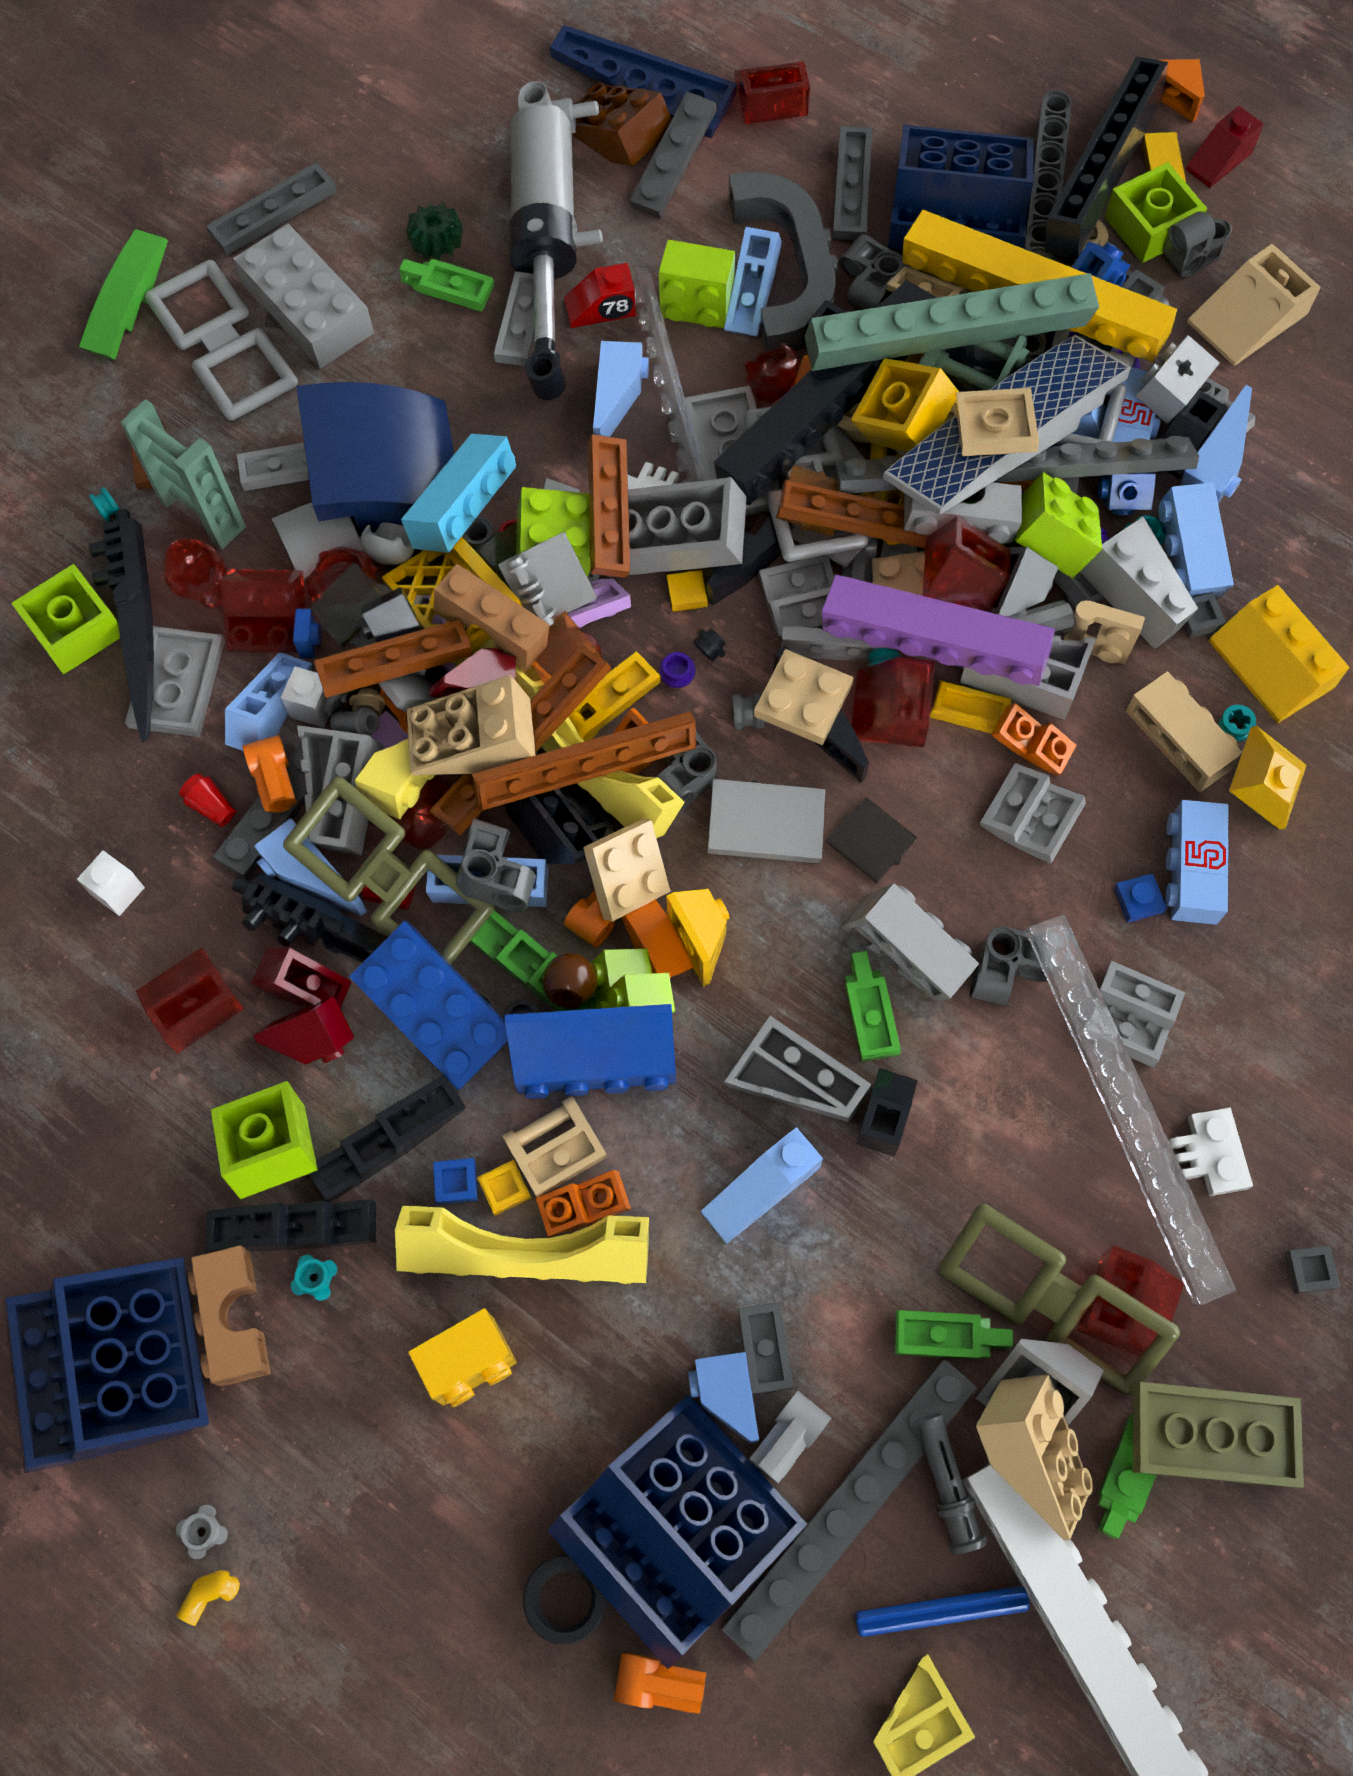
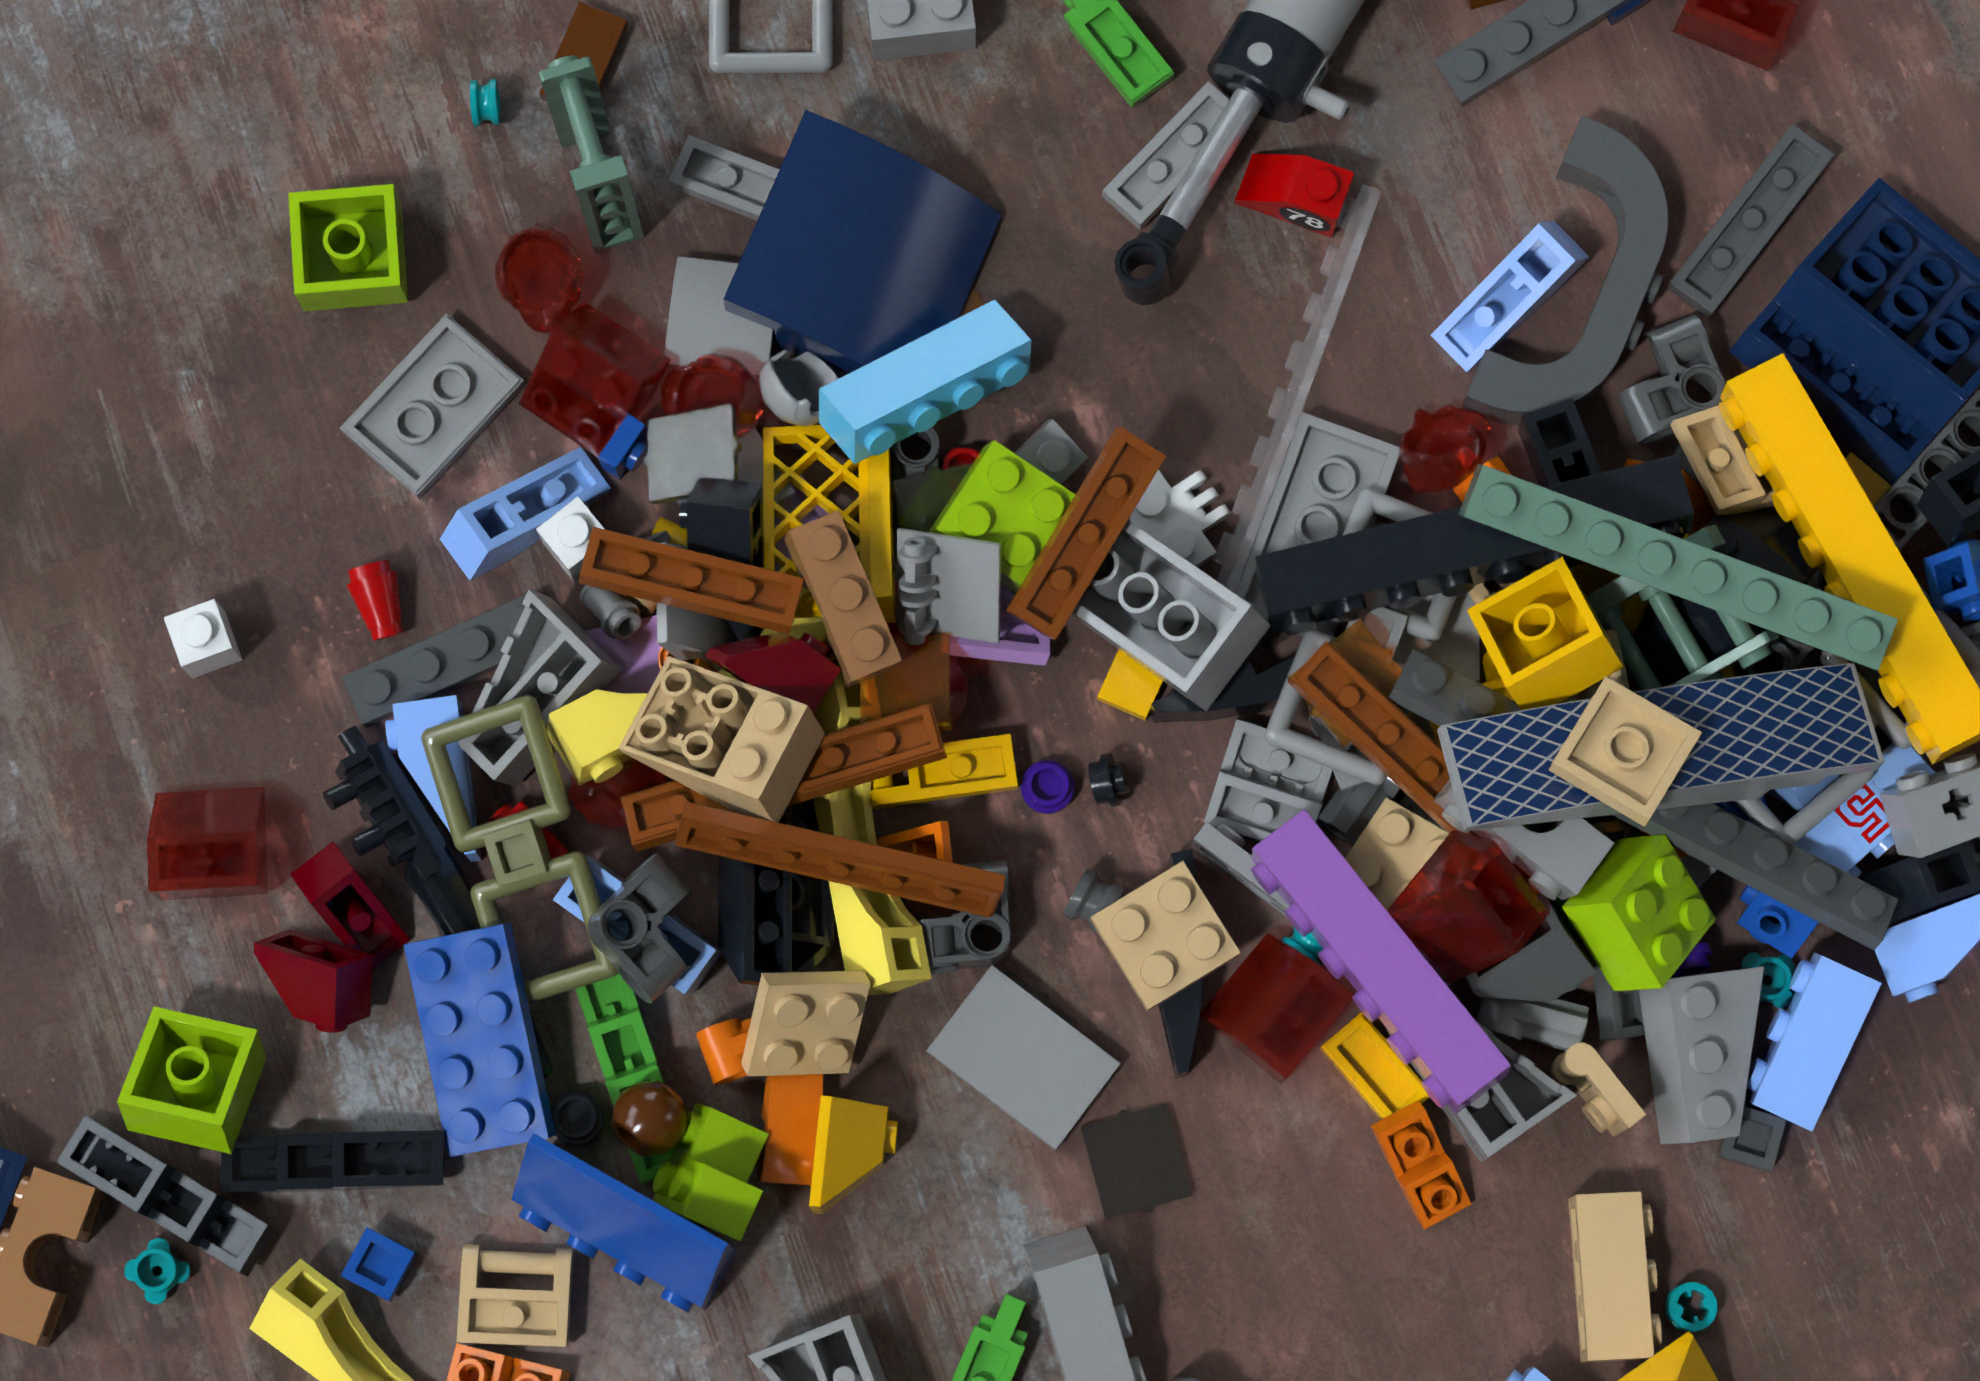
camera: 30 degrees right, 10 degrees up
(131, 591) = (437, 277): black piece -> none
(269, 767) = (470, 606): orange piece -> none
(504, 1187) = (430, 1306): yellow tile -> none
(617, 383) = (1233, 336): light blue slope -> none
(696, 283) = (1424, 259): lime brick -> none
(1033, 813) = (1353, 1257): light grey slope -> none
(1279, 654) = (1805, 1254): yellow slope -> none

